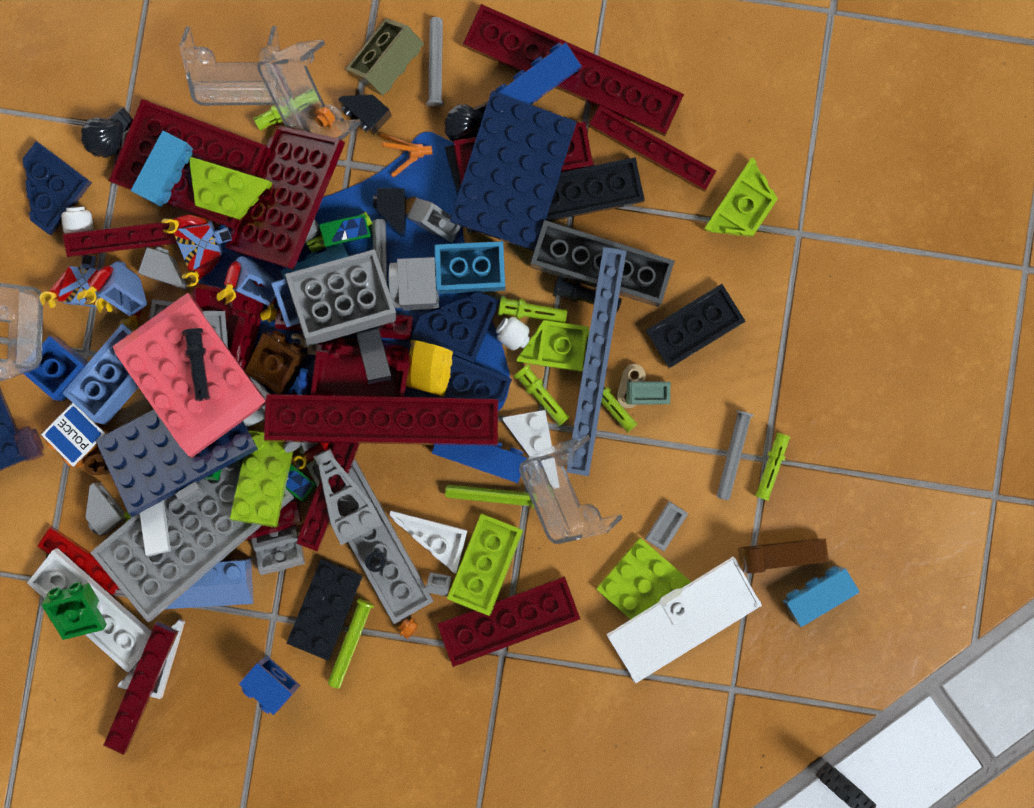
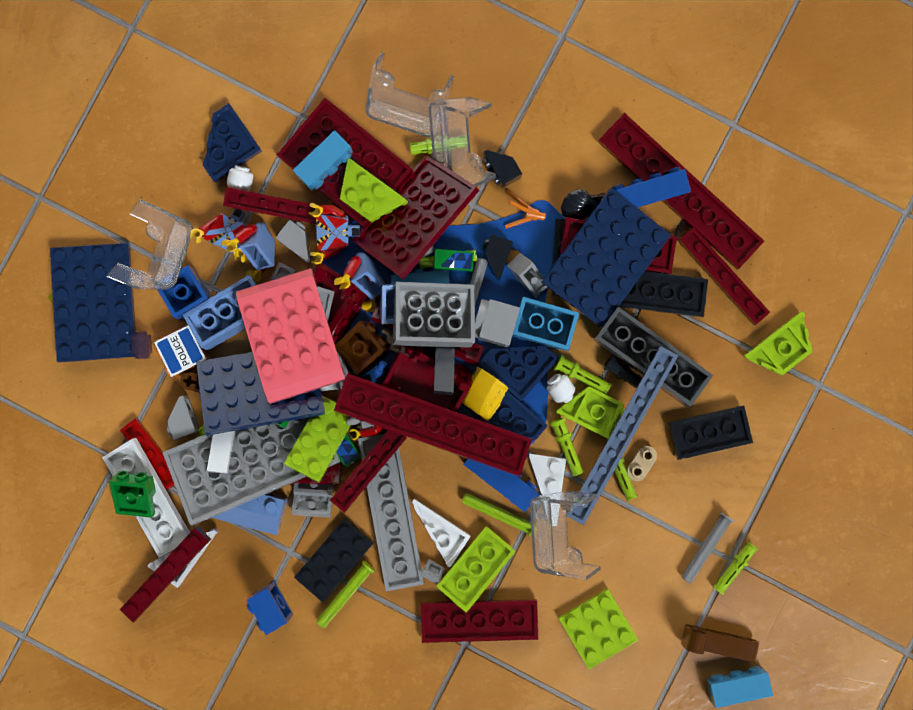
camera: 15 degrees right, 0 degrees up
(104, 135) = (285, 117): black animal -> none
(190, 493) = (258, 432): light grey tile -> none
(196, 354) = (302, 322): black pin -> none
(324, 117) = (467, 162): orange plate -> none
(355, 523) = (386, 499): light grey plate -> none
(369, 559) = (383, 533): black bush -> none
(385, 56) = (532, 128): olive slope -> none
(407, 628) = (395, 598): orange plate -> none
(435, 62) = (571, 147): light grey axle -> none
(648, 393) = (654, 474): sand green tile -> none
(666, 526) = (632, 586): light grey tile -> none
(684, 619) = (622, 668): white door -> none

